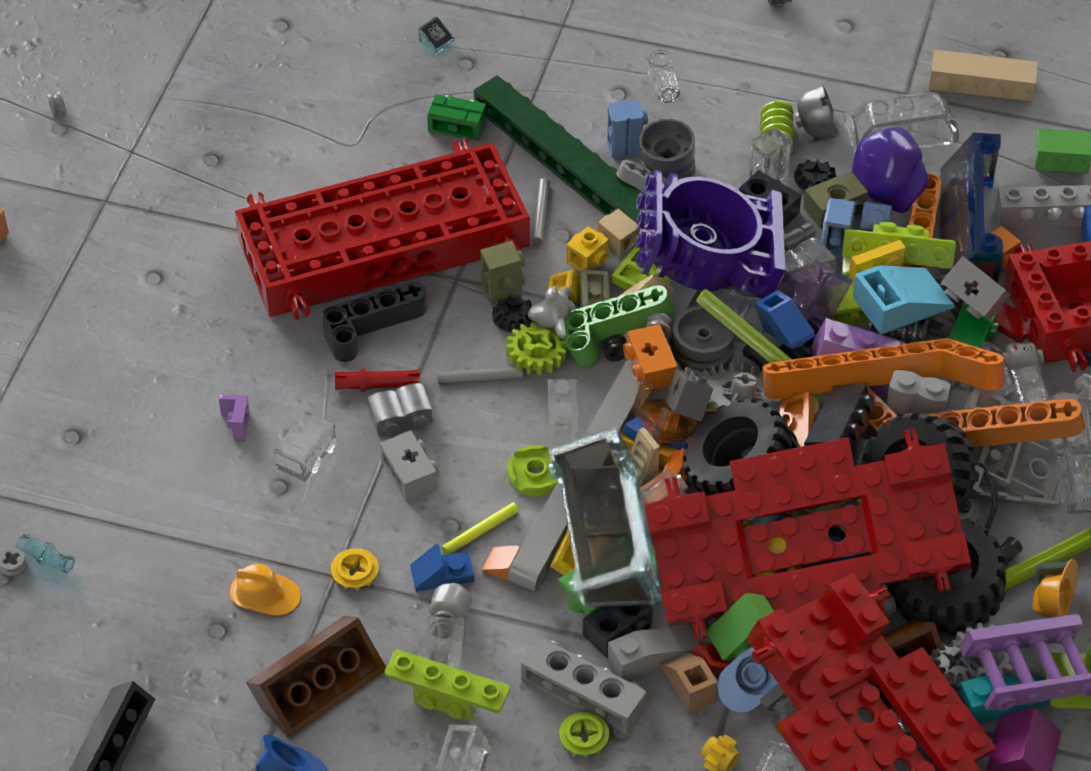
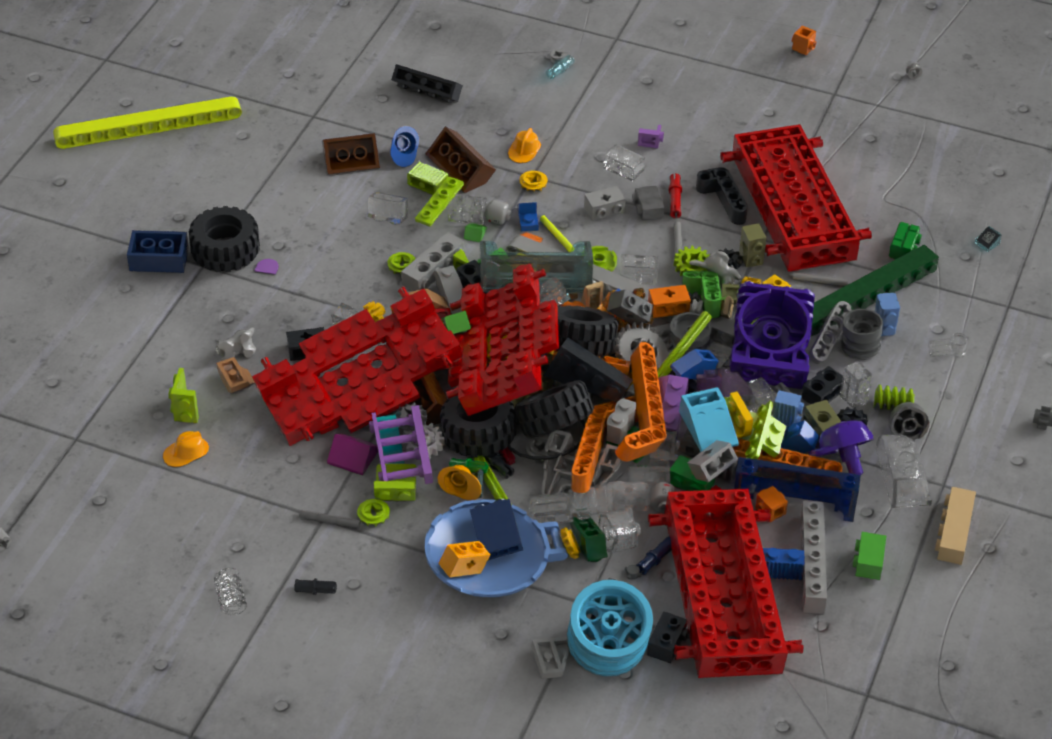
camera: 95 degrees right, 5 degrees down
(369, 717) = (426, 177): none -> lime brick
(488, 640) = (474, 232): none -> bright green slope
(579, 642) = (459, 259): none -> lime slope
(1021, 589) = (472, 465): none -> green axle

